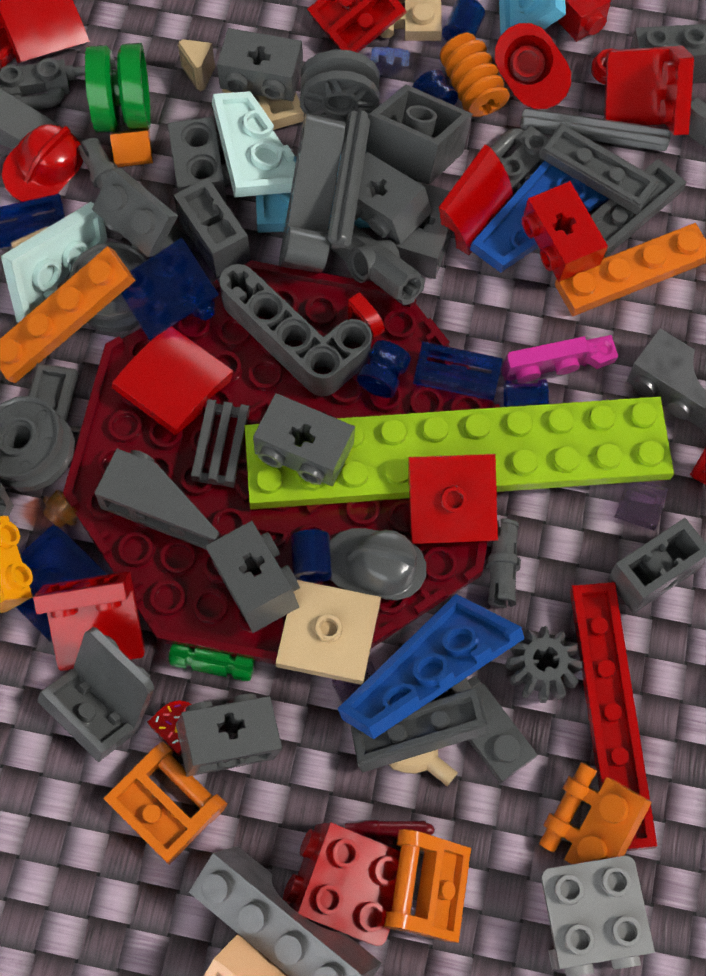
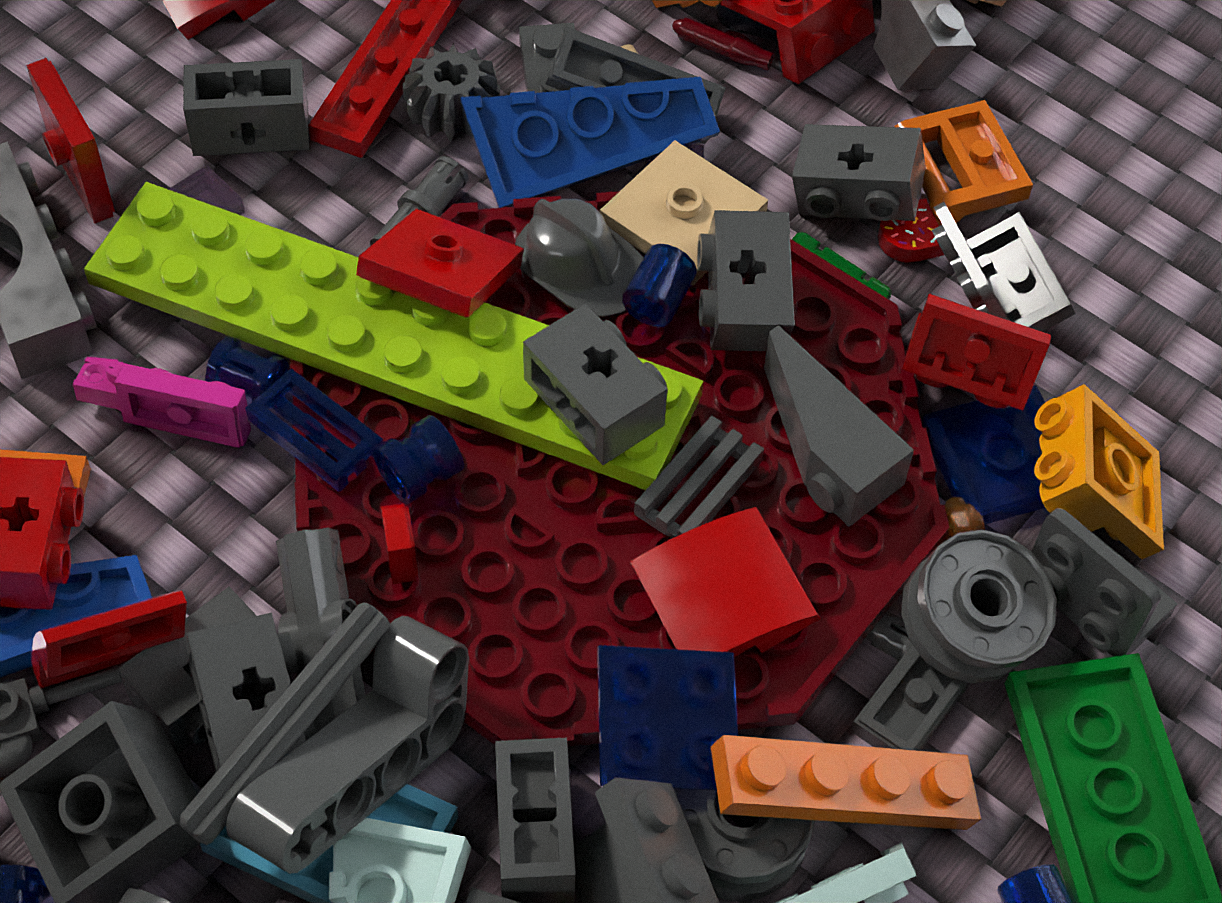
camera: 155 degrees left, 10 degrees down
(289, 326) = (520, 580): dark grey beam -> none

